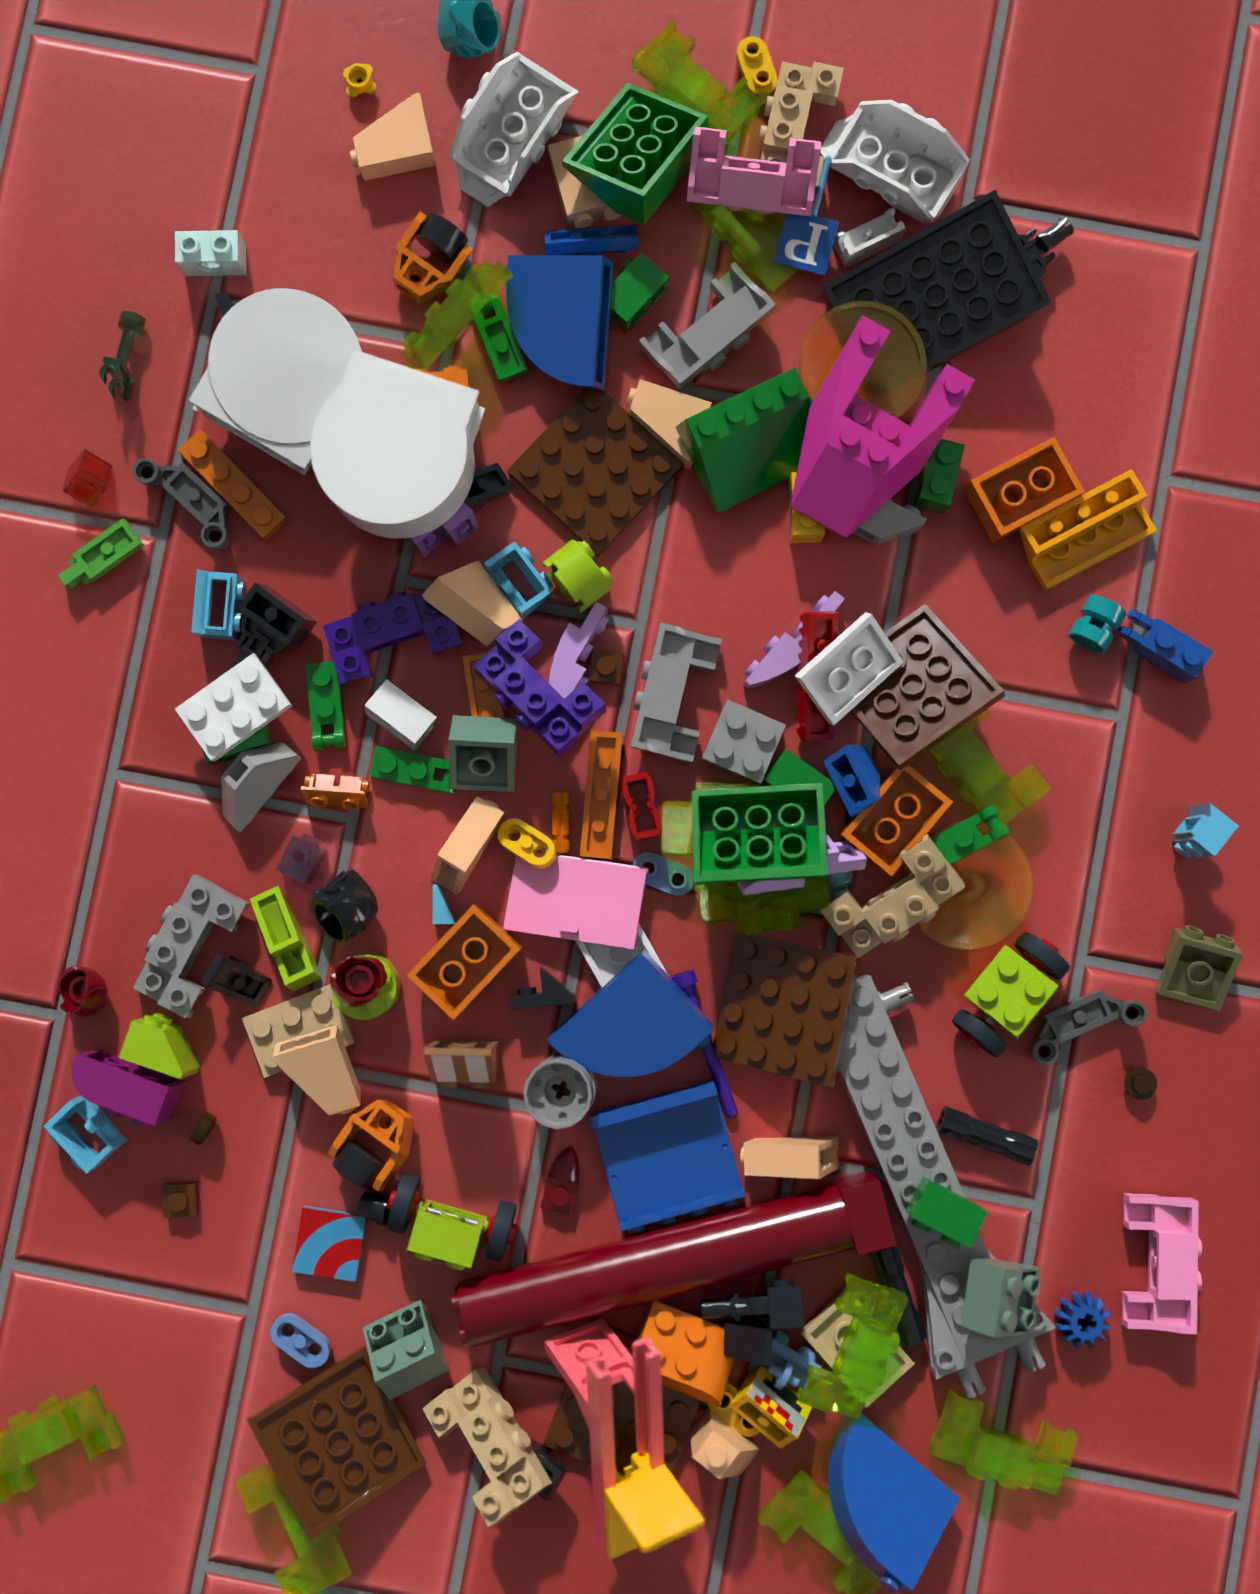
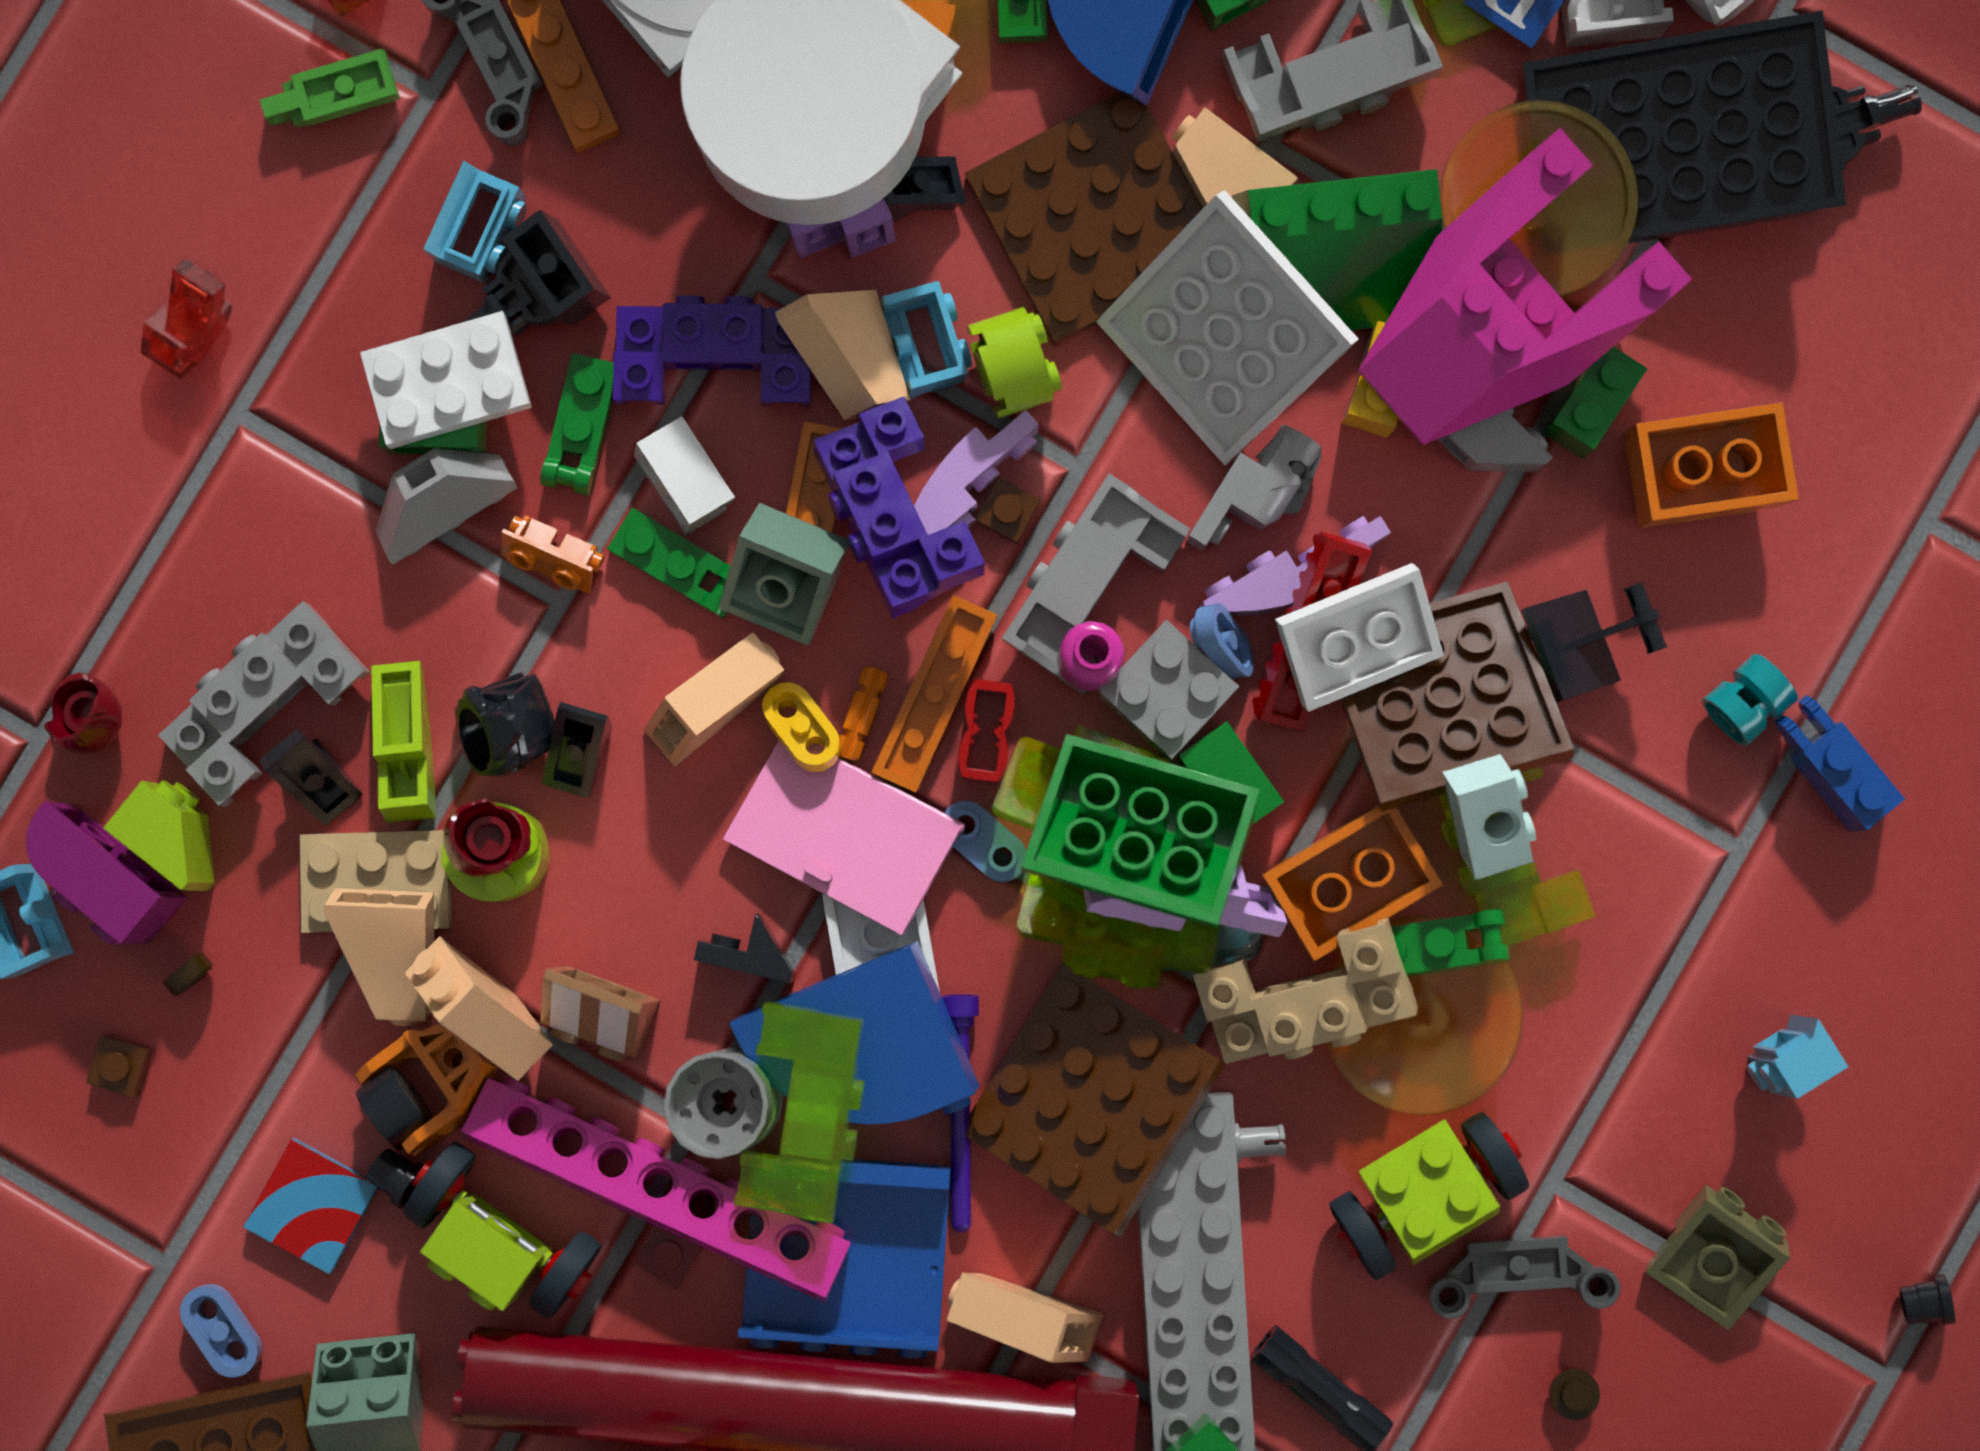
camera: 20 degrees right, 0 degrees up
(62, 727) = (188, 322): none -> clear red brick
(302, 858) = (468, 633): clear purple brick -> none
(389, 1086) = (478, 1008): none -> light nougat brick
(393, 906) = (575, 749): none -> black slope
(422, 1156) = (491, 1128): none -> dark pink brick
(441, 910) = (643, 779): medium azure piece -> none
(464, 961) = (650, 866): orange brick -> none
(622, 1077) = (817, 1116): none -> clear neon green bracket
(681, 734) = (1078, 652): none -> dark pink head
(701, 508) = (1226, 328): none -> white piece
(755, 600) = (1261, 490): none -> light grey plate
(765, 700) = (1223, 640): none -> medium blue plate
(855, 777) = (1312, 798): blue slope -> none
(955, 739) = (1473, 796): none -> light aqua brick
(979, 628) = (1575, 646): none -> black plate
(1087, 530) = (1784, 557): light orange slope -> none

